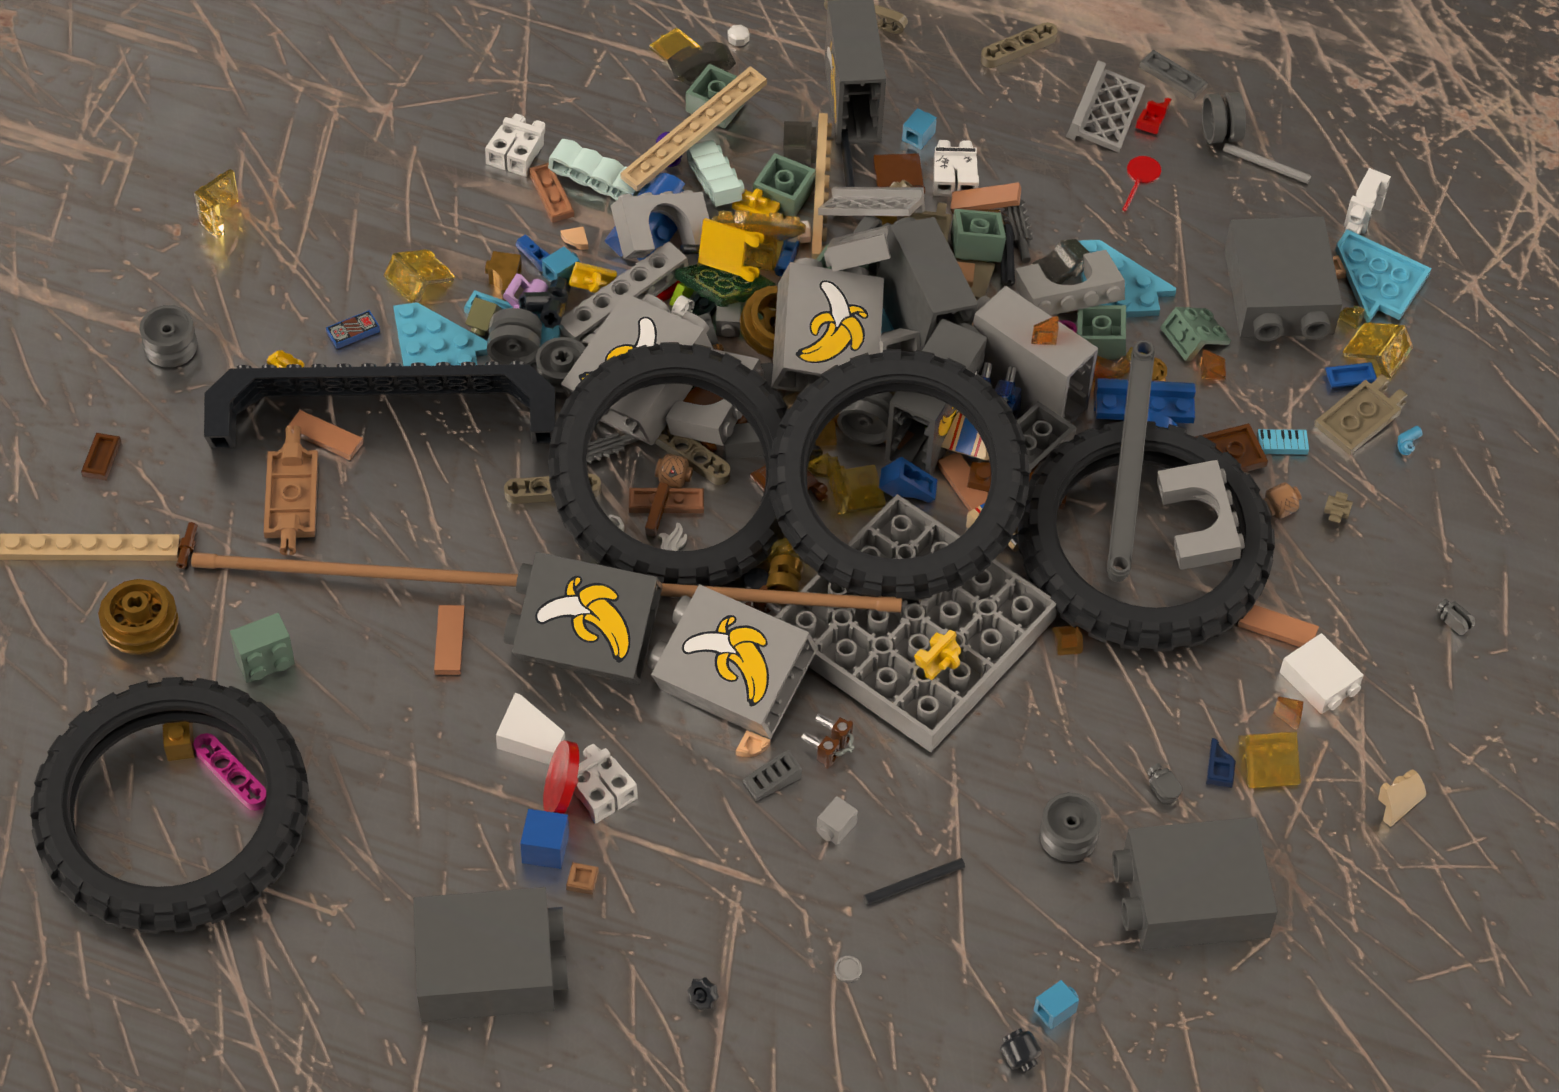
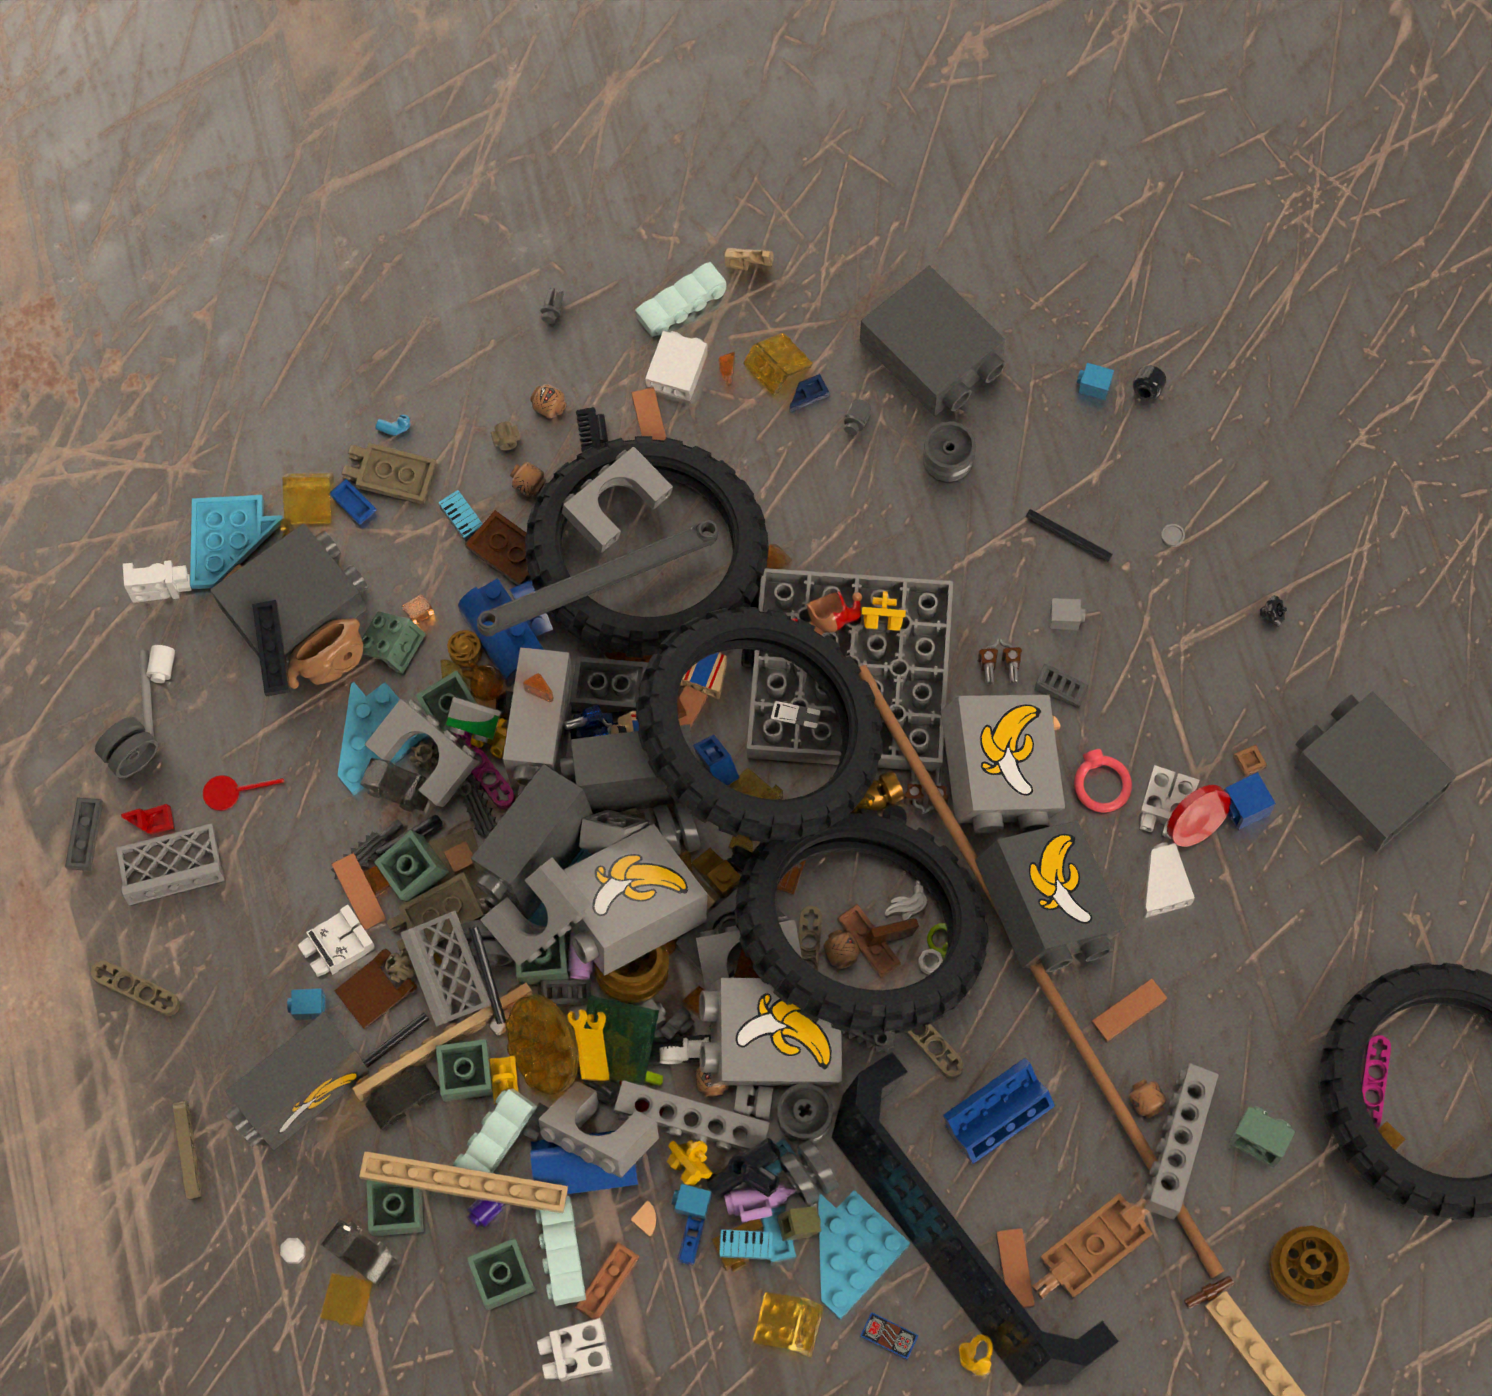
camera: 120 degrees left, 15 degrees up
(341, 642) = (1202, 1083): none -> light grey brick
(367, 599) = (1147, 1098): none -> medium nougat head
(449, 491) = (998, 1111): none -> blue brick
(496, 268) = (746, 1244): none -> medium azure tile
(611, 127) = (501, 1274): none -> sand green brick
(683, 753) = (1095, 759): none -> coral piece
(843, 217) = (487, 974): none -> black bar
(900, 543) = (795, 714): none -> sticker
(972, 612) = (831, 612): none -> nougat piece
(1080, 315) = (473, 718): none -> light grey slope
(1211, 274) = (327, 653): none -> medium nougat piece
(1236, 221) = (271, 648): none -> black plate
(1287, 180) = (160, 663): none -> white brick
(1301, 583) = (596, 426): none -> black piece
(1353, 559) = (548, 401): none -> medium nougat head
(1392, 718) = (682, 298): none -> light aqua brick

